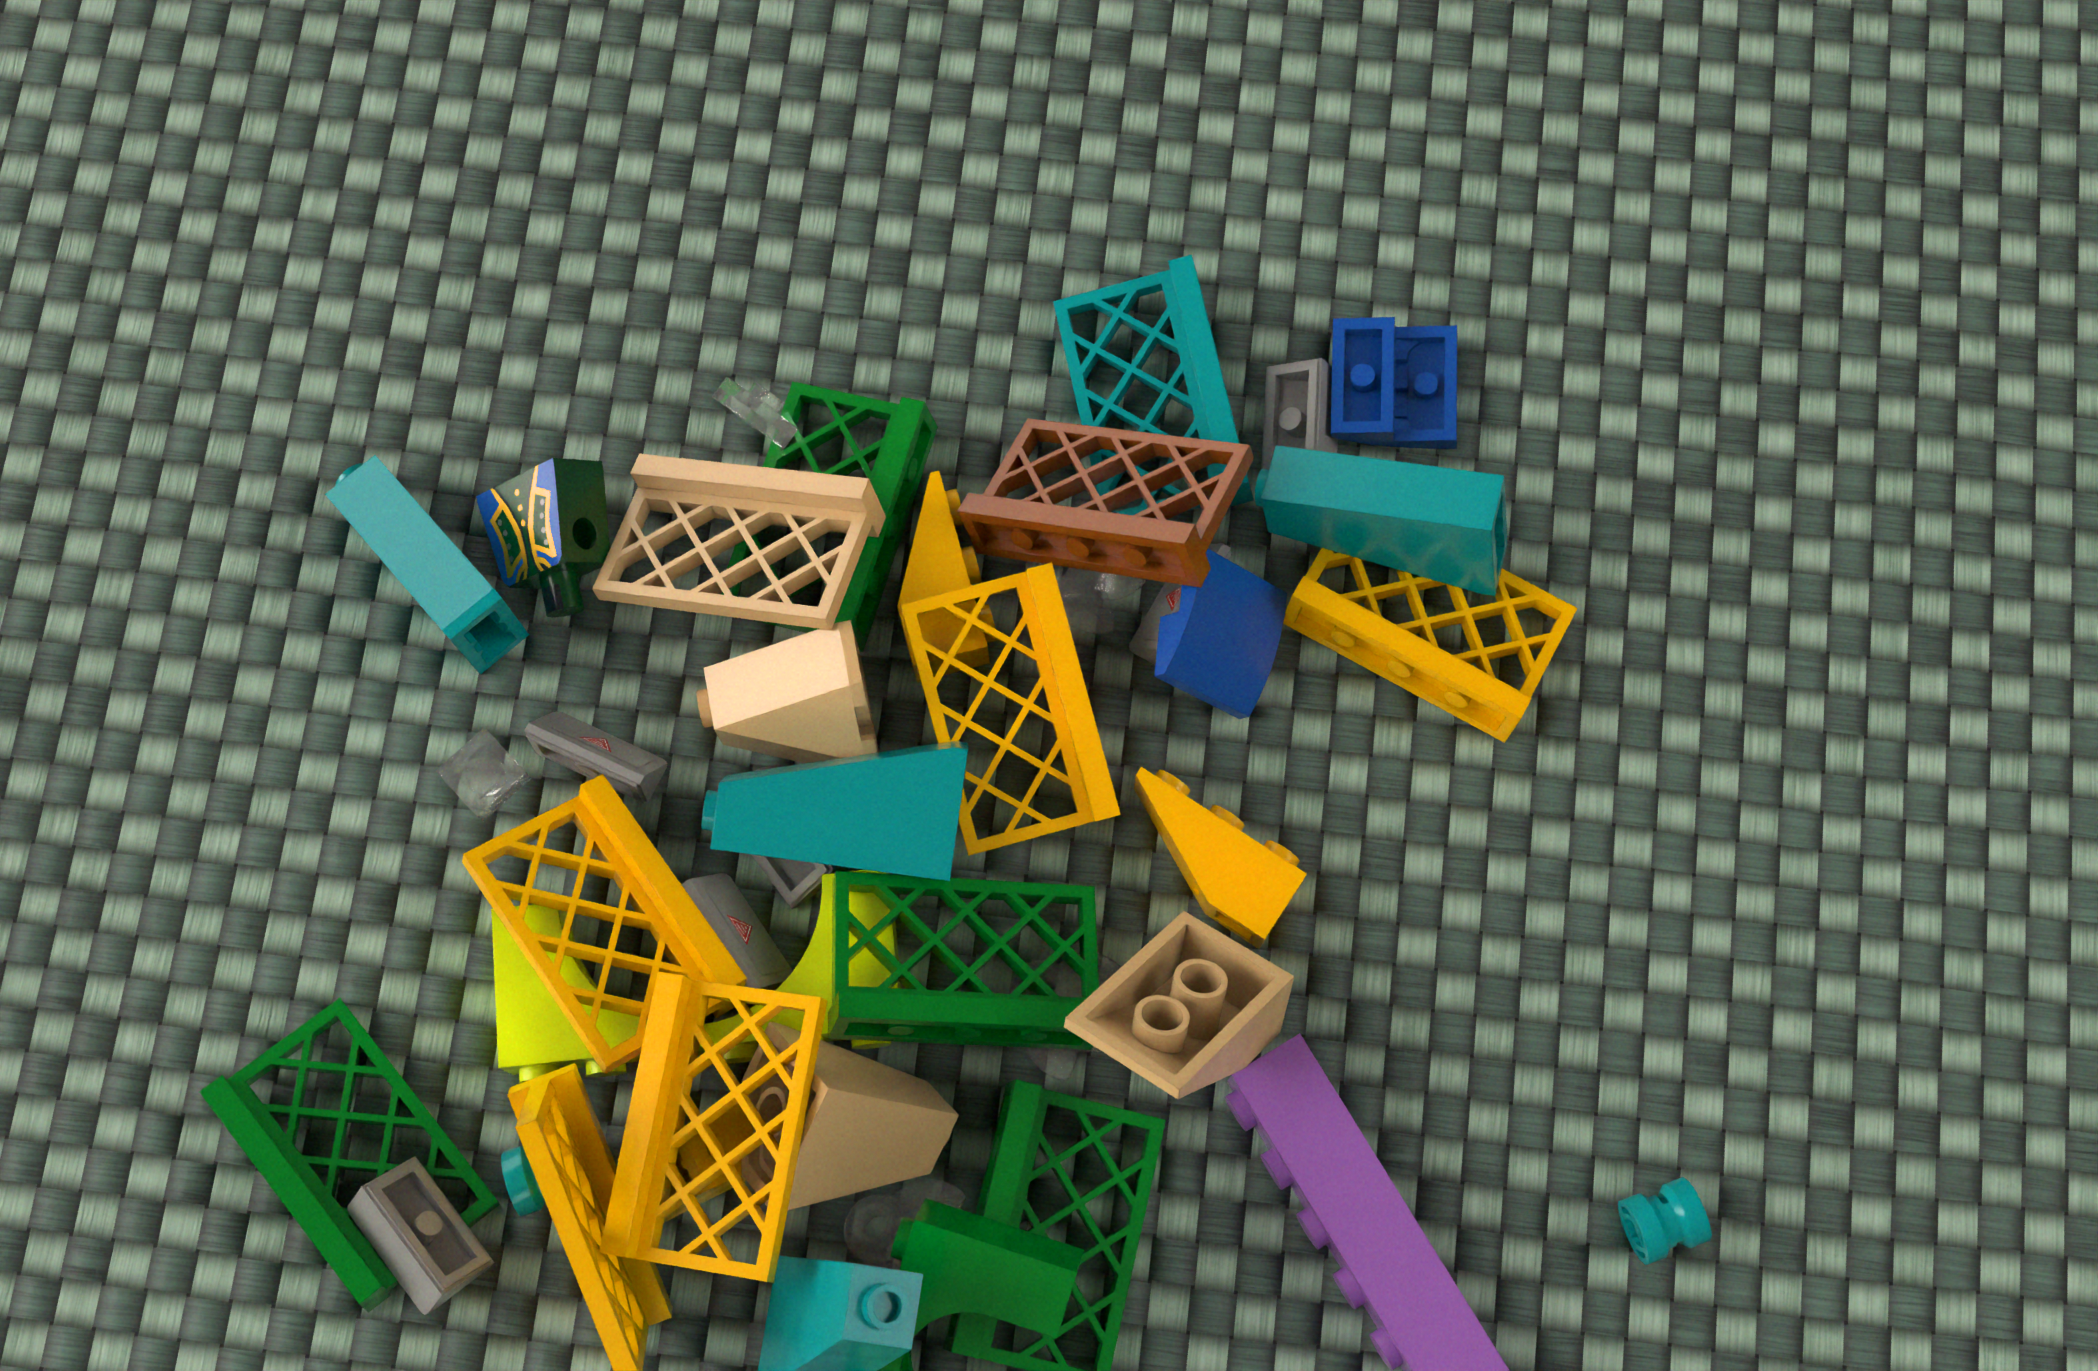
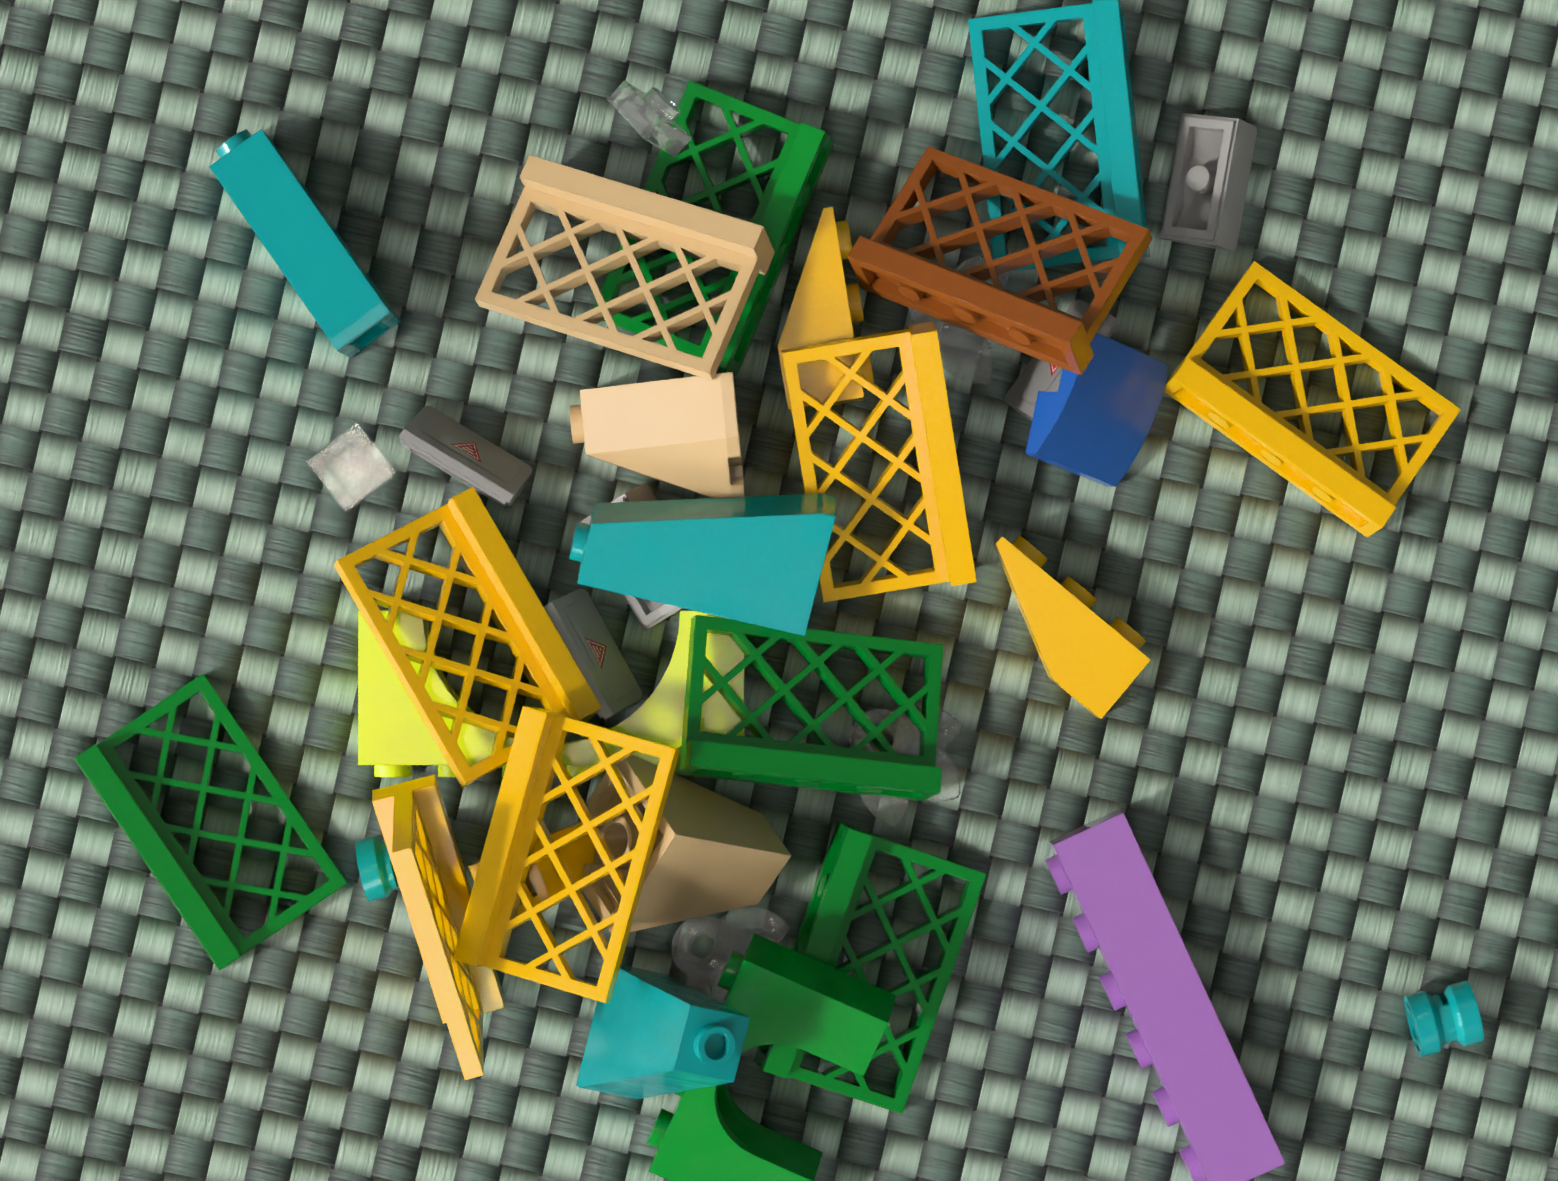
camera: 10 degrees right, 15 degrees up
(418, 1235) = (274, 910): light grey slope -> none
(549, 529) = (433, 229): dark green torso -> none
(1186, 1008) = (1016, 785): tan slope -> none
(1390, 513) = (1280, 302): teal slope -> none
(1394, 383) = (1311, 148): blue slope -> none

